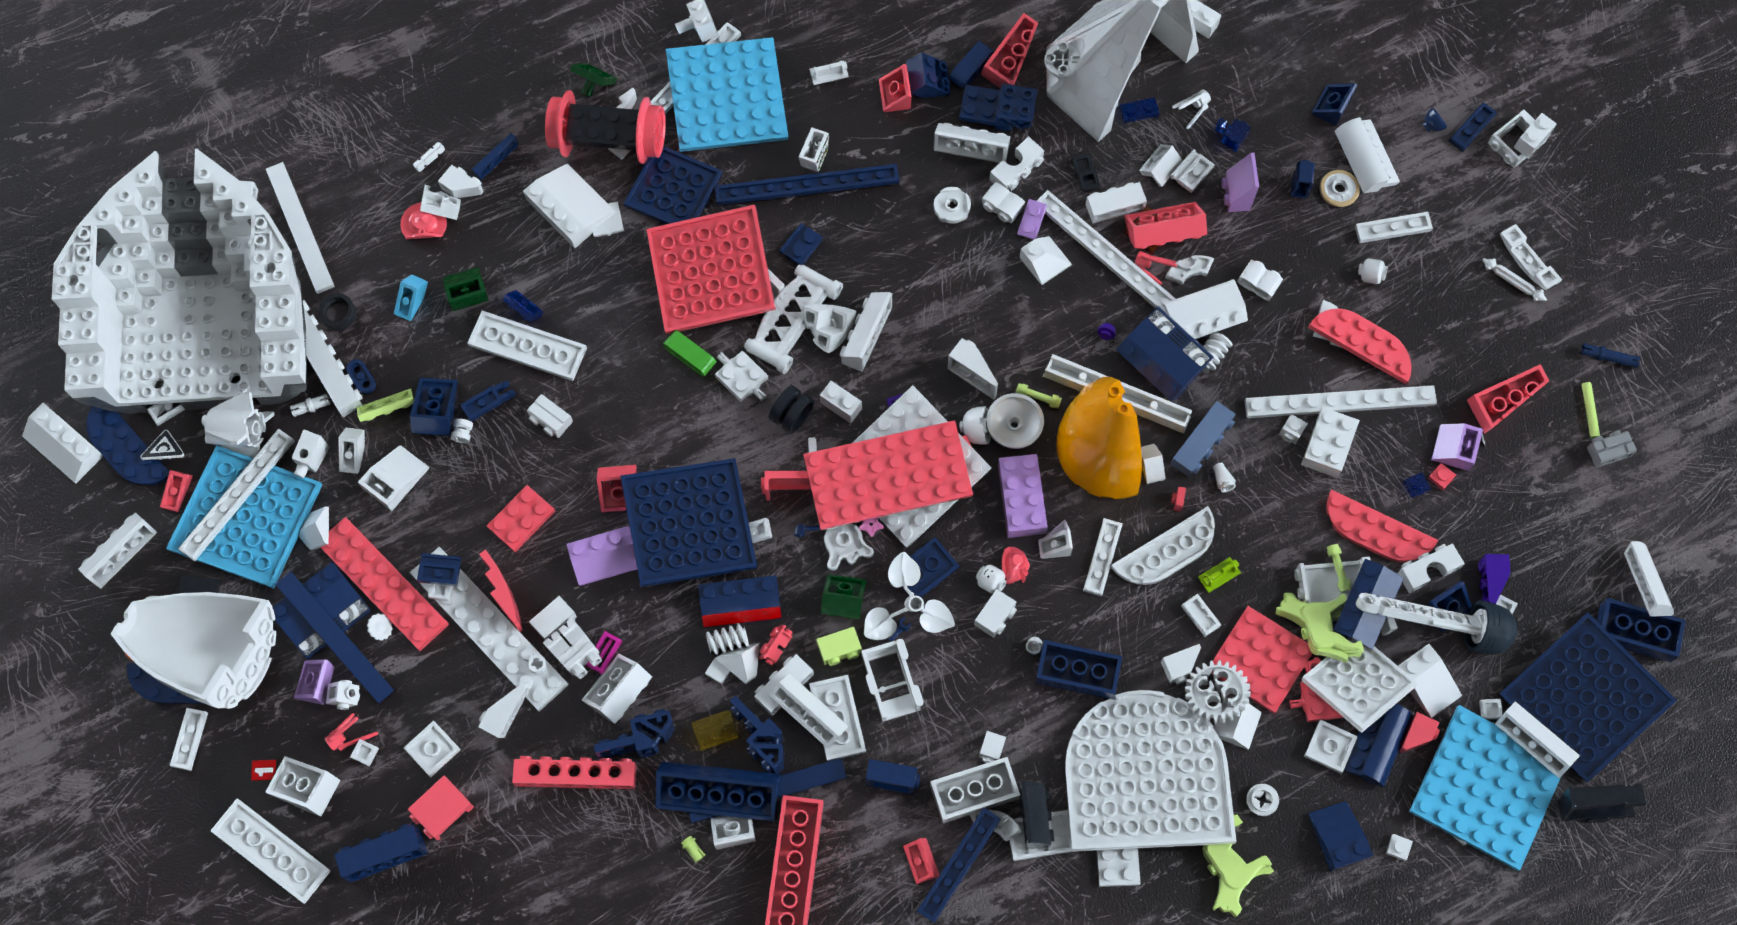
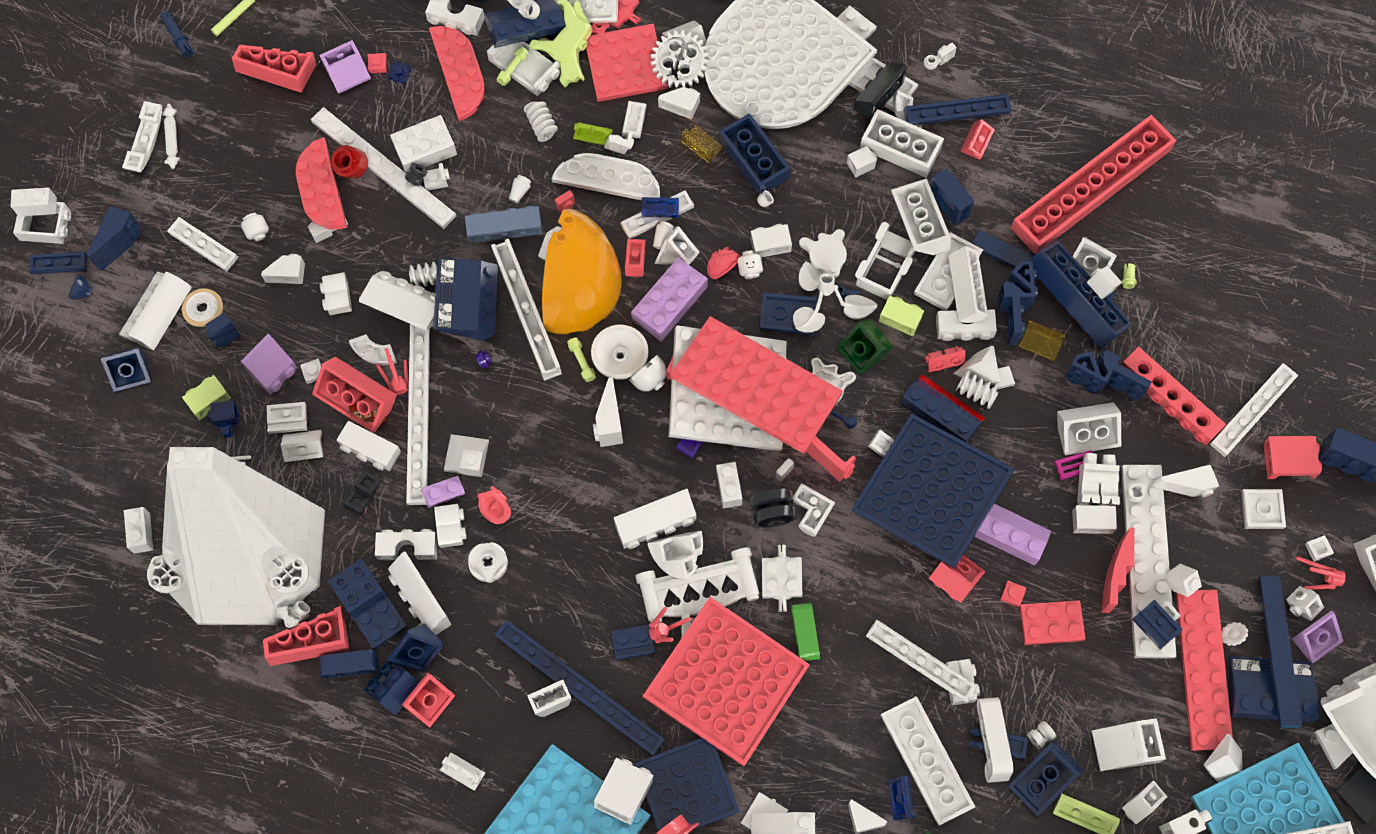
camera: 135 degrees left, 0 degrees up
(447, 629) = (1184, 580): none -> white brick
(492, 394) = (999, 760): none -> white beam
(501, 824) = (1254, 410): none -> white plate
(536, 271) = (864, 819): none -> white slope
(567, 513) = (1013, 593): none -> coral plate
(589, 402) = (922, 661): none -> white tile
(706, 815) = (1103, 281): none -> white brick
(709, 142) = (623, 790): none -> white brick
(765, 444) = (817, 506): none -> white brick
(788, 263) = (659, 631): none -> coral plant
(896, 734) = (922, 218): none -> white slope
(935, 108) = (416, 648): none -> dark blue slope
(944, 646) = (827, 252): none -> white tile
(986, 242) = (494, 506): none -> coral hat
(1019, 910) = (944, 54): none -> white plate
(1037, 57) = (294, 614): none -> white plate
(1081, 543) = (663, 230): none -> white cone
(1083, 509) = (635, 257): none -> coral slope
(1103, 558) = (660, 207): none -> clear blue plate
(1131, 645) = (701, 143): none -> clear yellow panel
(1192, 580) = (618, 144): none -> white bracket
(1214, 217) = (311, 370): none -> white plate
(1261, 133) = (203, 395): none -> yellowish green brick
(1267, 544) = (540, 120): none -> white piece
(1305, 408) = (416, 174): none -> black wheel
(1314, 263) = (285, 270): none -> white slope
(1365, 376) = (357, 165): none -> red piece
(1457, 172) = (113, 237): none -> dark blue slope

